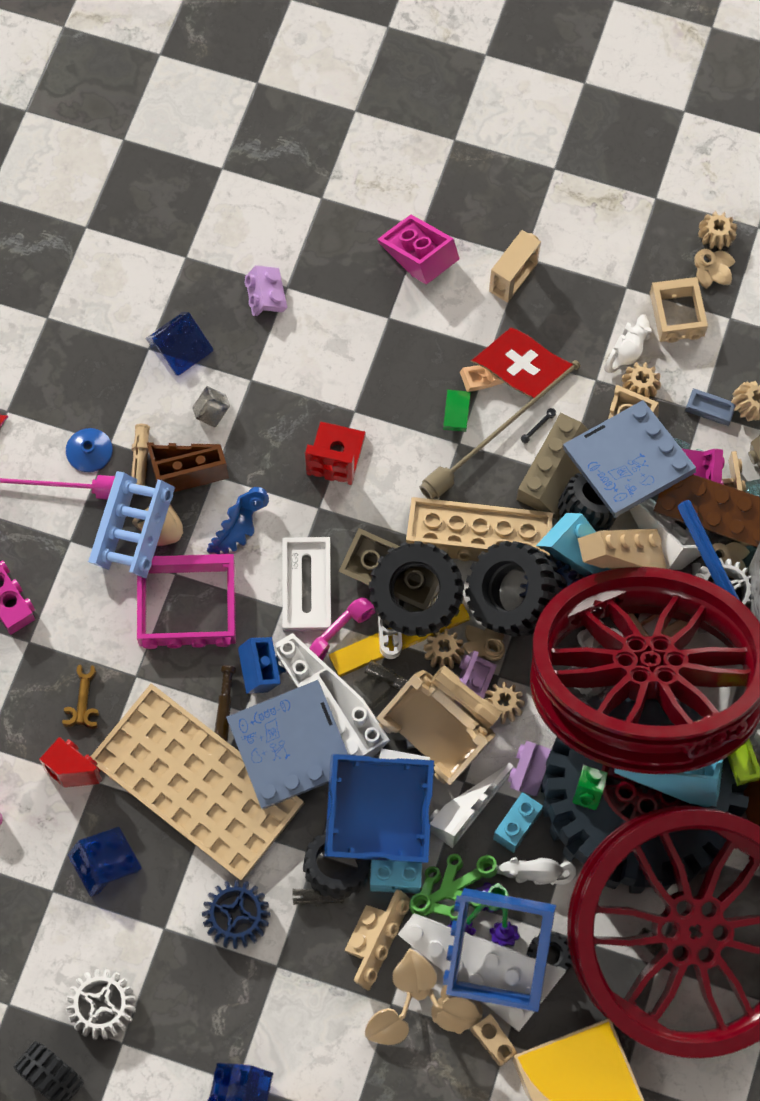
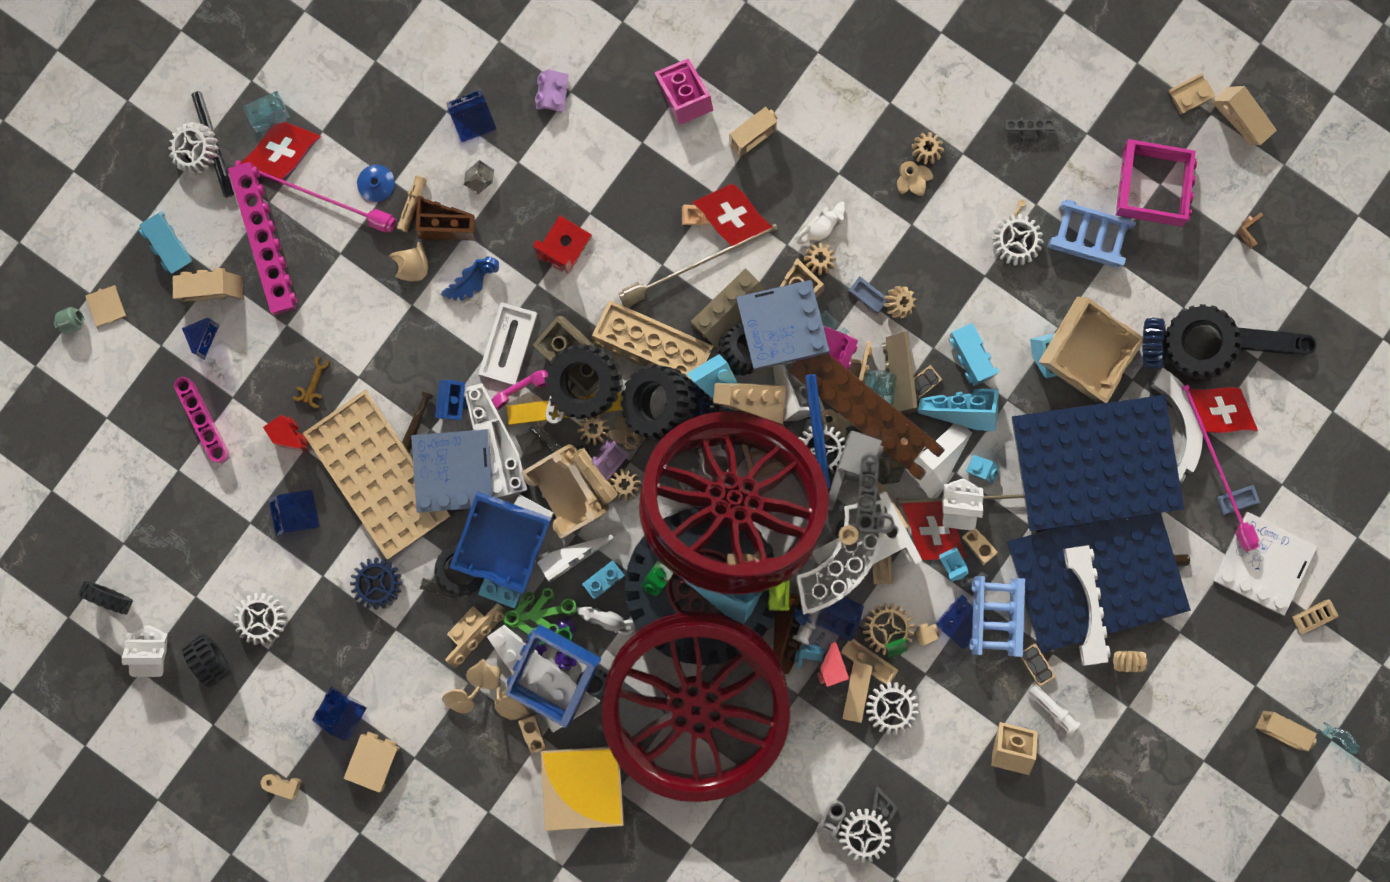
camera: 20 degrees right, 15 degrees up
(113, 520) = (373, 252): light blue fence -> none
(188, 564) = (416, 300): dark pink window -> none
(456, 410) = (668, 238): green slope -> none
(530, 769) = (625, 543): lavender bracket -> none
(550, 414) = (741, 262): black hinge -> none
(678, 289) = (877, 189): tan window -> none

